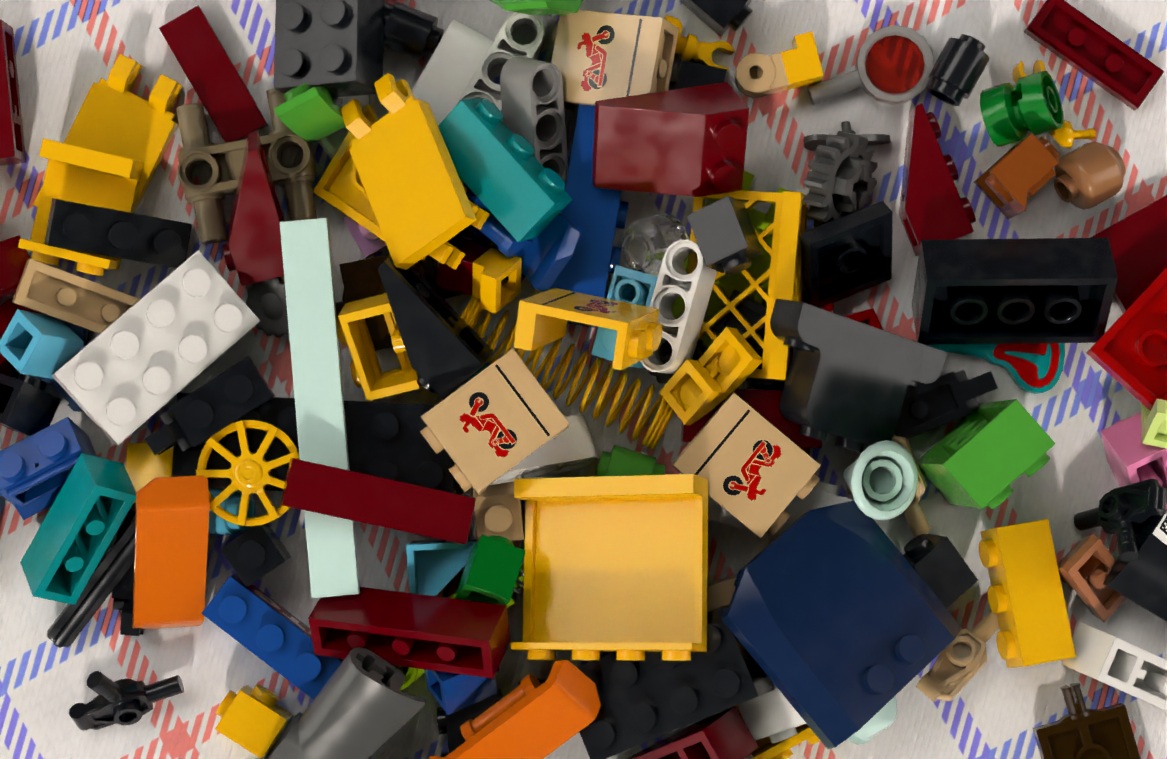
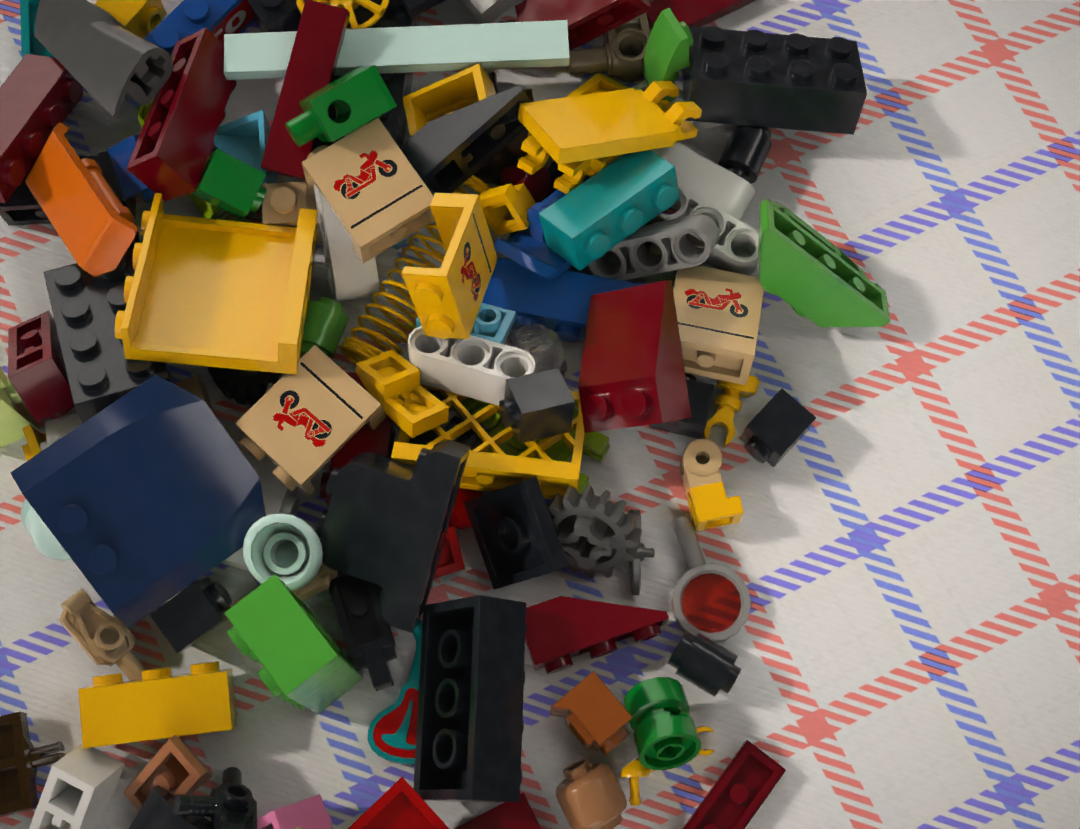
camera: 95 degrees right, 15 degrees down
(410, 454) = (357, 100): none -> green torso

